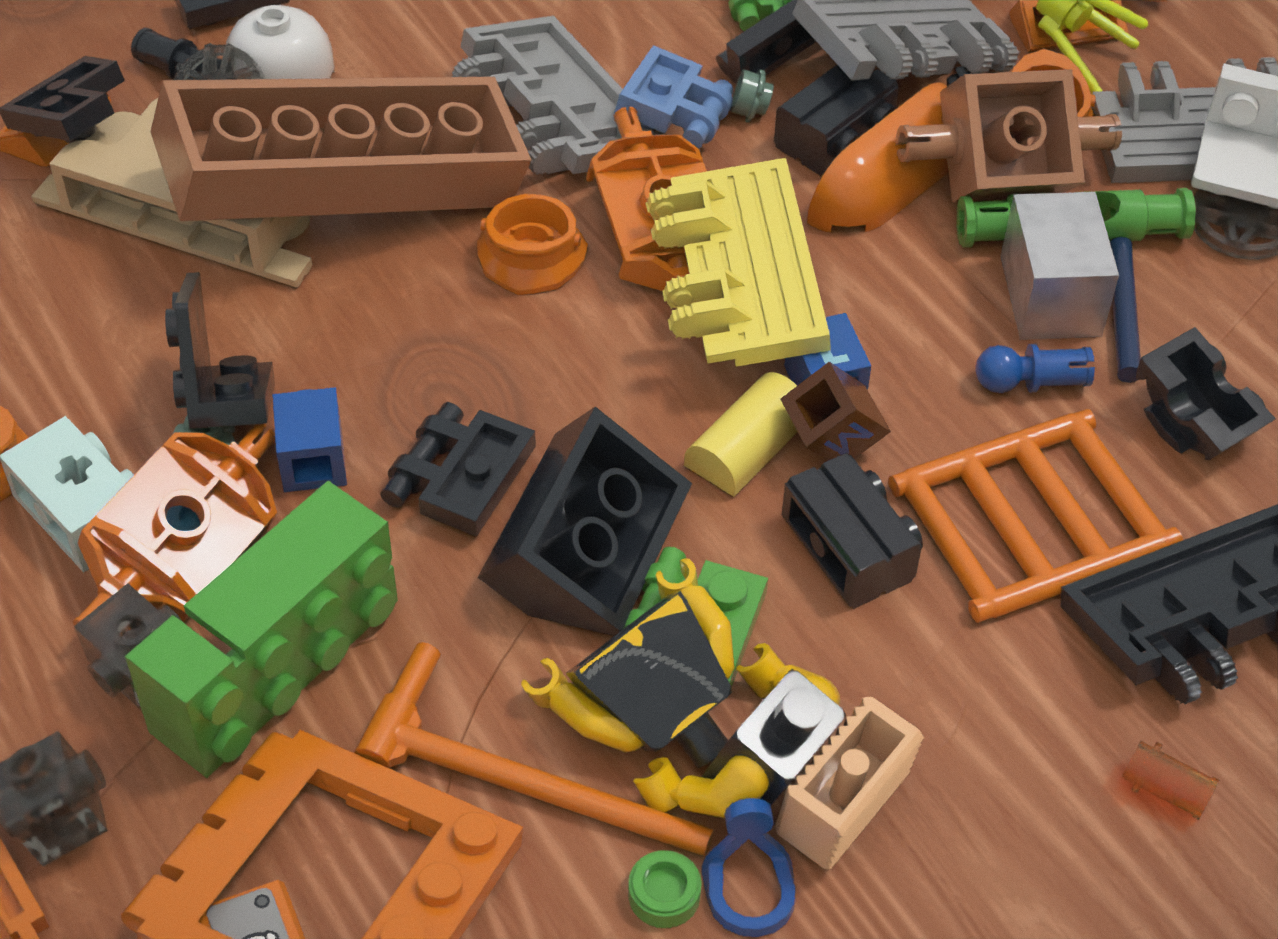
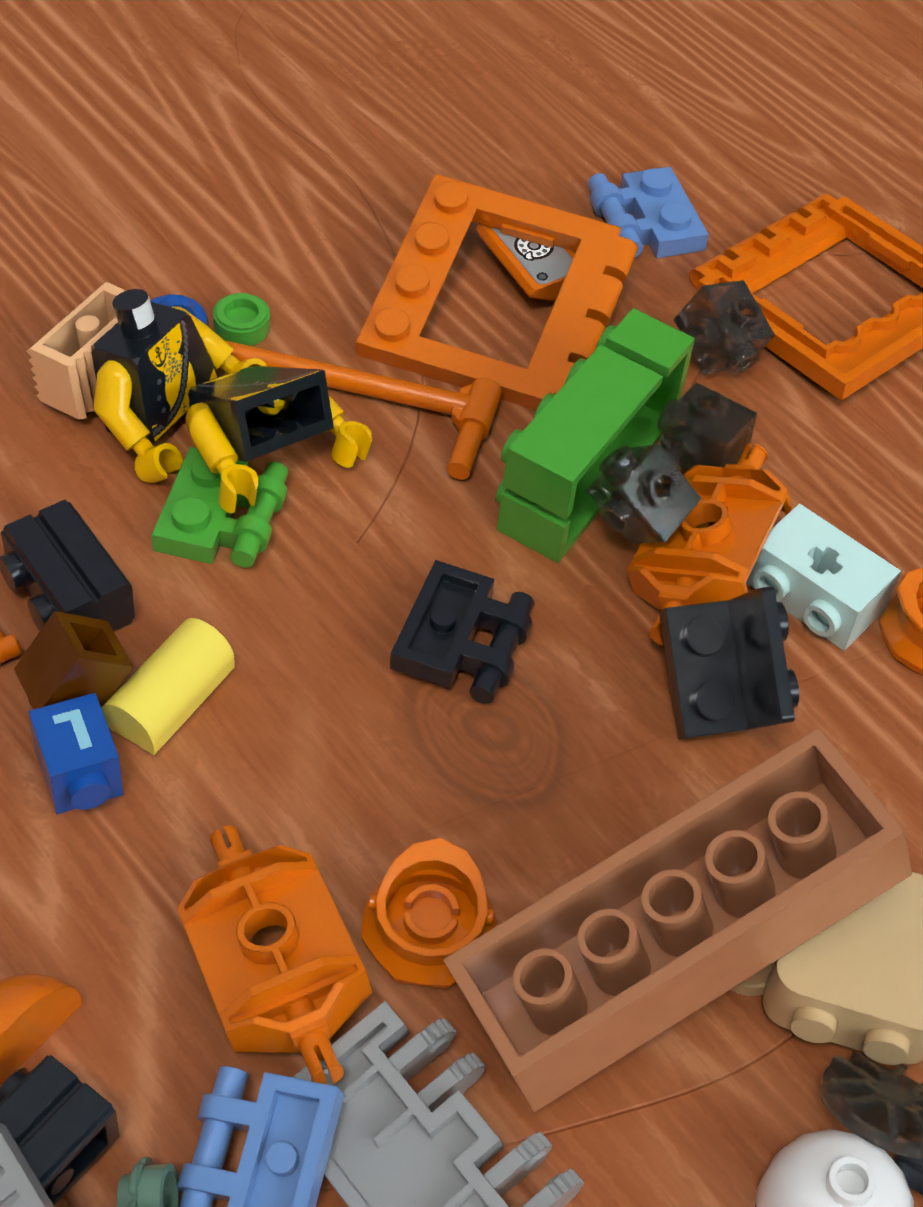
camera: 170 degrees right, 0 degrees up
(233, 525) = (643, 493): none -> clear smoke brick
(309, 439) = (617, 640): blue brick -> none
(587, 527) = (329, 560): black slope -> none
(747, 264) = (165, 834): light yellow hinge -> none

